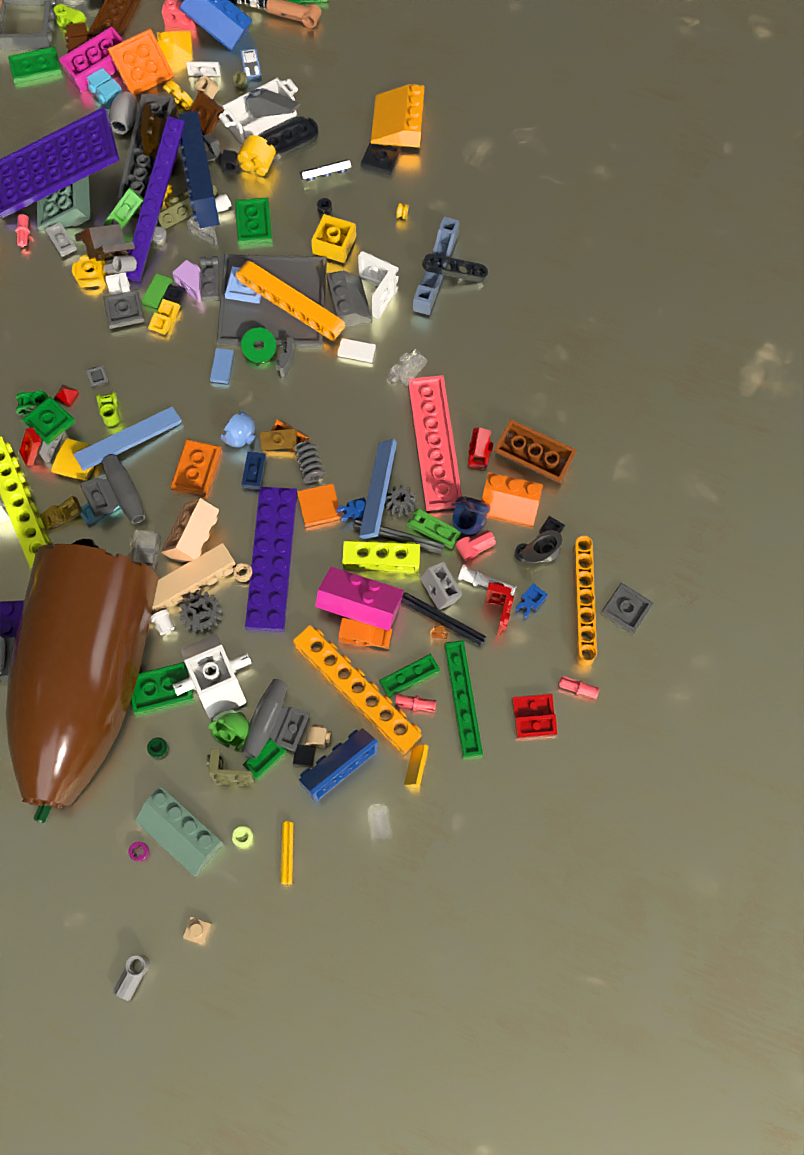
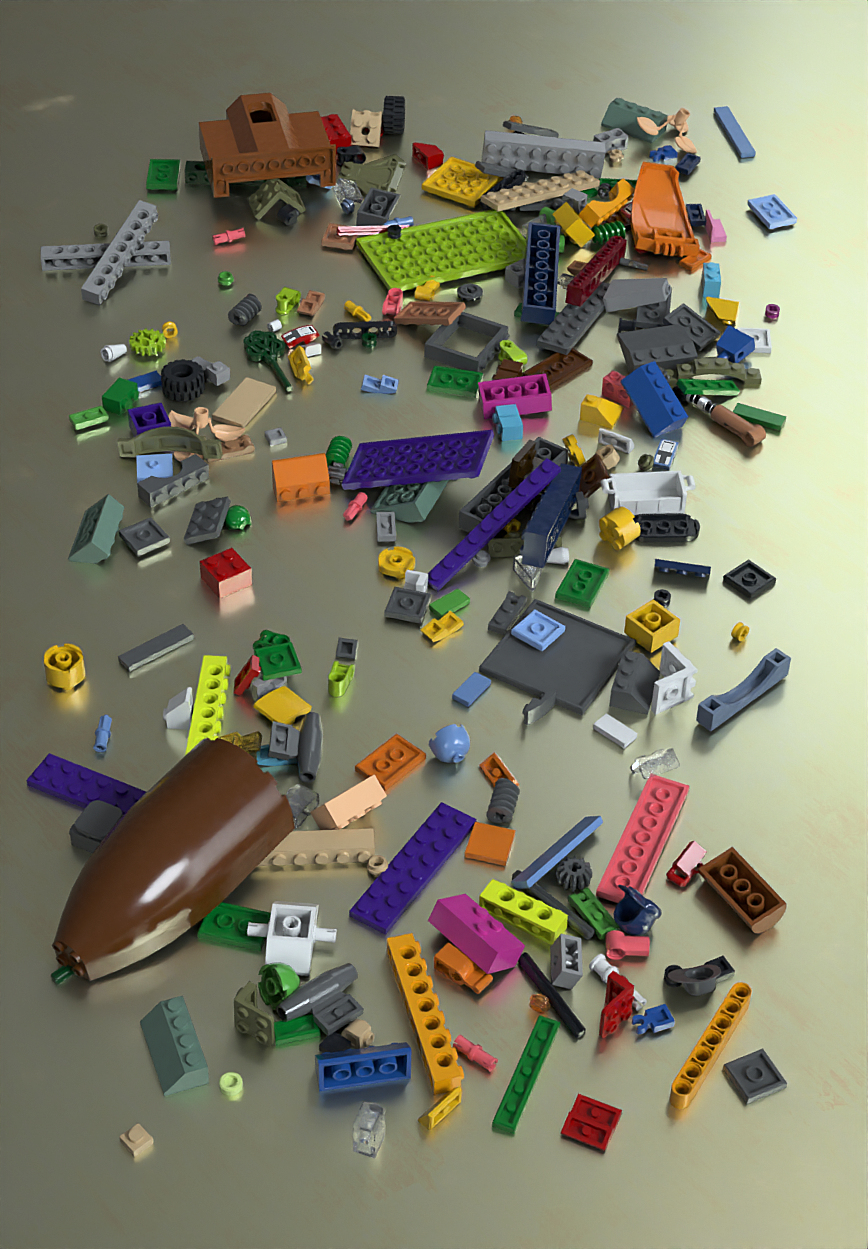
camera: 30 degrees right, 25 degrees down
(66, 395) = (308, 652): red slope -> none
(104, 242) = (424, 541): bracket -> none
(120, 264) = (427, 564): light grey piece -> none
(123, 112) = (509, 446): light grey piece -> none
(125, 208) = (458, 524): plate -> none
(127, 438) = (342, 708): medium blue tile -> none
(130, 978) = (53, 1142): light grey piece -> none
(135, 846) = (126, 1041): magenta bush -> none
(141, 63) = (555, 412): orange plate -> none
(157, 747) = (200, 971): dark green plate -> none
(162, 621) = (274, 870): white bush -> none
(175, 294) = (465, 613): black tile -> none
(189, 277) = (486, 603): lavender slope -> none
(203, 619) = (315, 878): dark grey gear -> none
(229, 161) = (589, 524): black plate -> none
(253, 336) = (516, 675): green tile -> none
(253, 470) = (444, 786): dark blue plate -> none
(269, 103) = (658, 488): dark grey slope -> none
(278, 439) = (485, 769): pearl gold plate -> none
(286, 852) = (263, 1117): yellow axle -> none
(290, 300) = (573, 658): light orange beam -> none
(353, 508) = (520, 860): blue plate -> none
(398, 116) = (790, 551): light orange slope -> none
(409, 675) = (485, 1028): green tile -> none
(454, 264) = (760, 702): black beam -> none
(512, 498) = (691, 922): orange slope -> none
(579, 687) = (655, 1120): coral axle -> none

